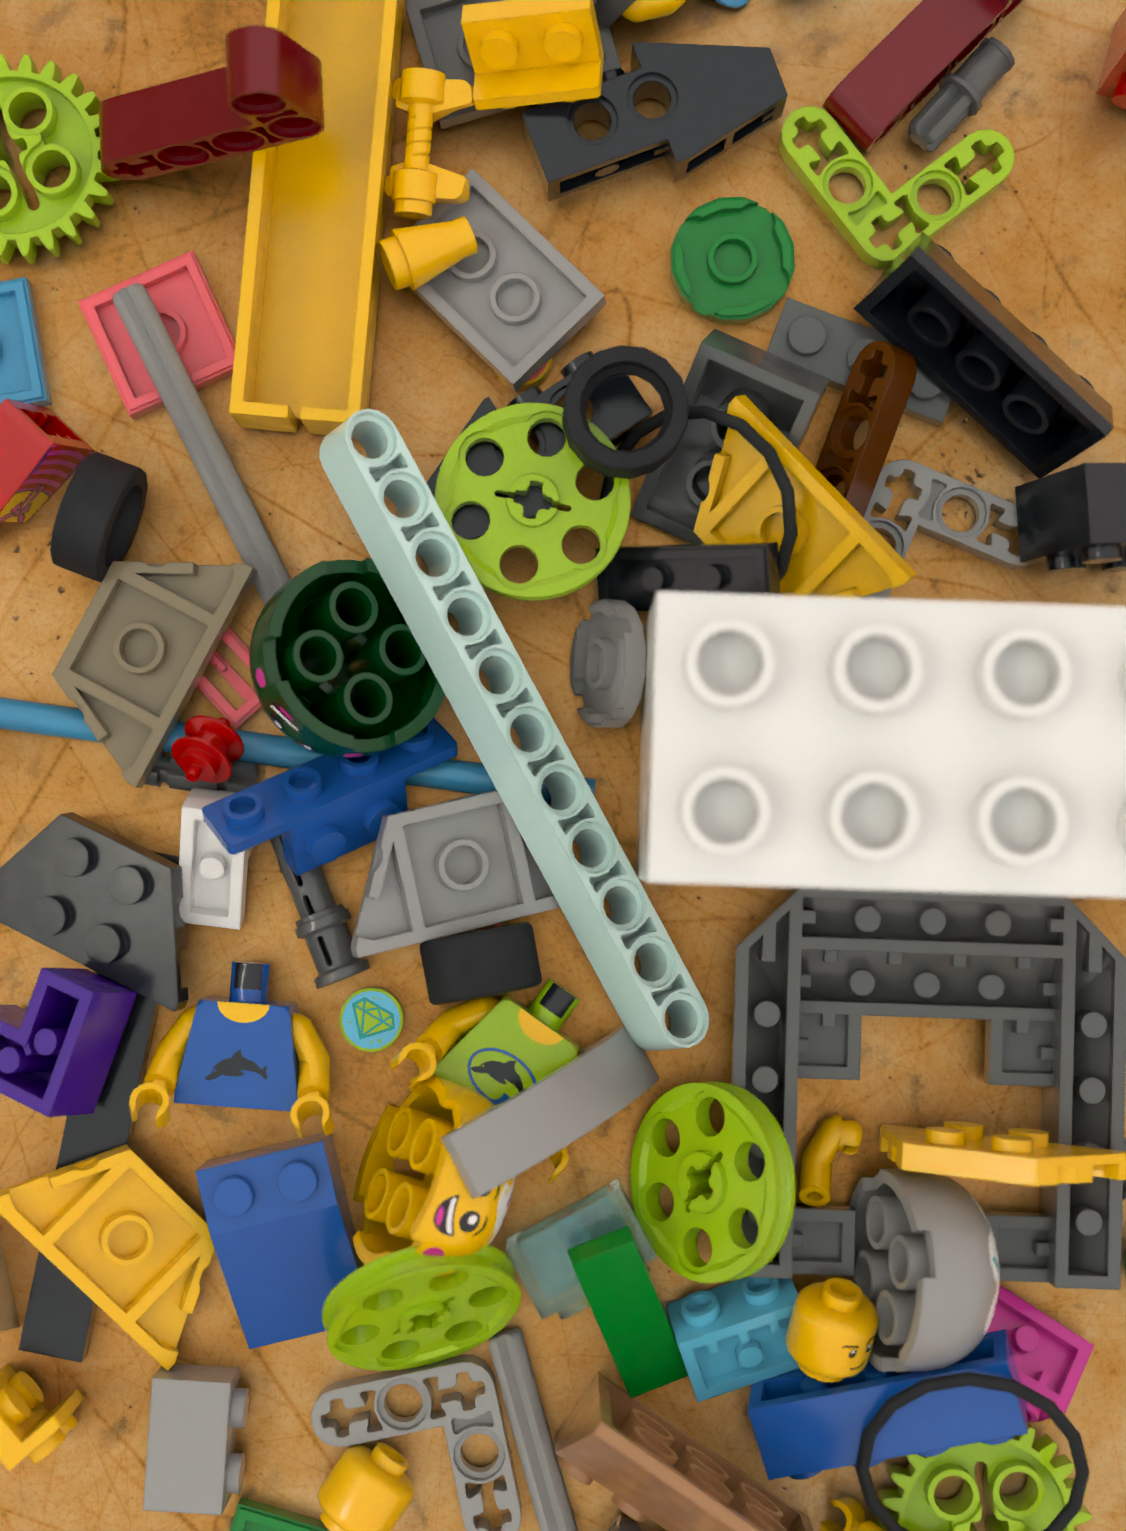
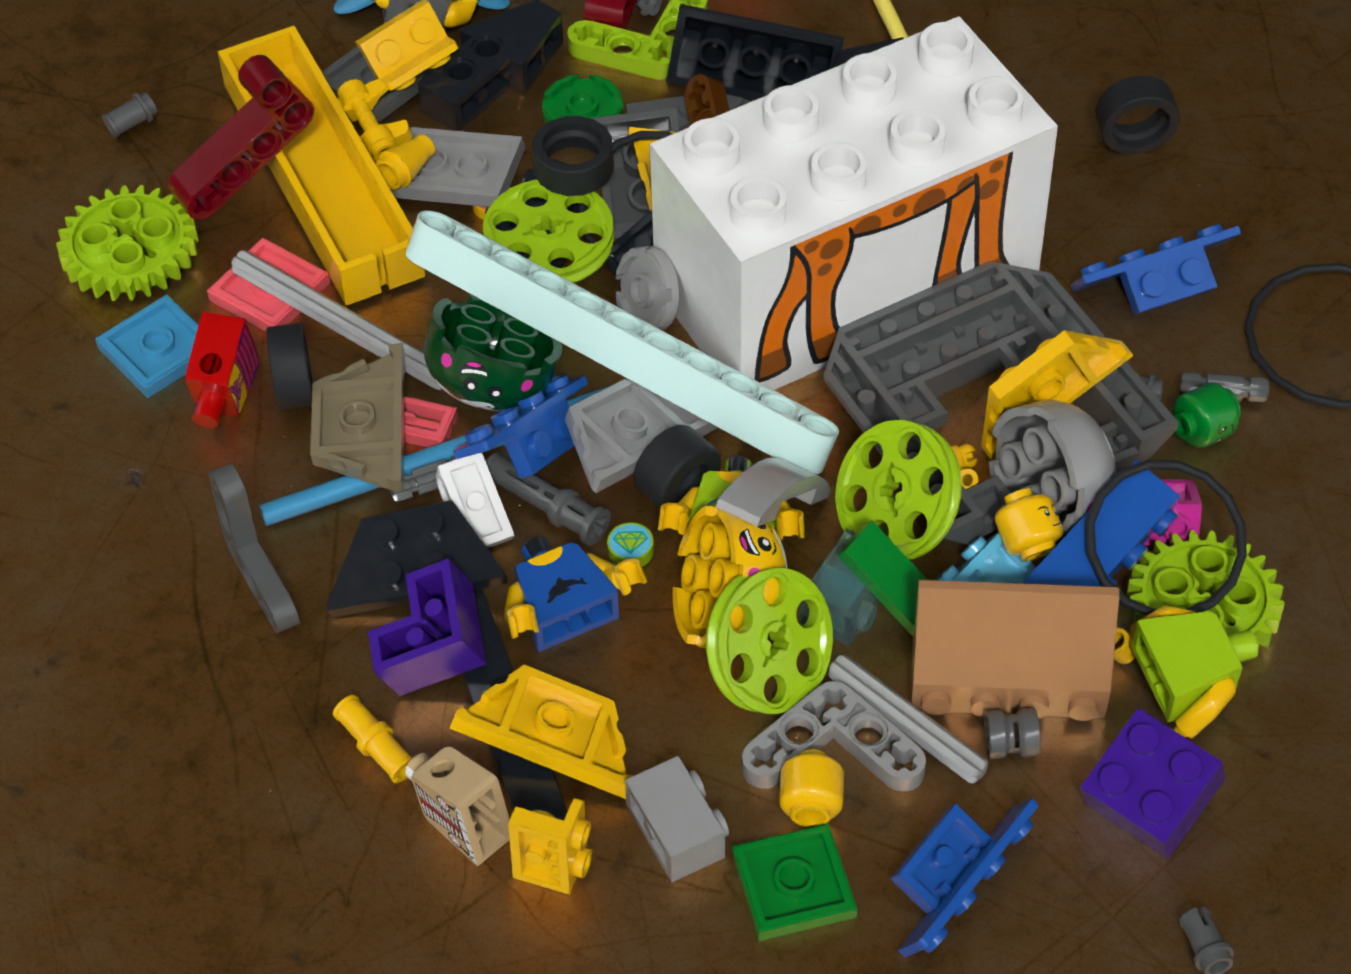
camera: 30 degrees left, 35 degrees down
(207, 749) = (433, 441): red wheel -> none
(280, 1233) = (655, 677): blue slope -> none

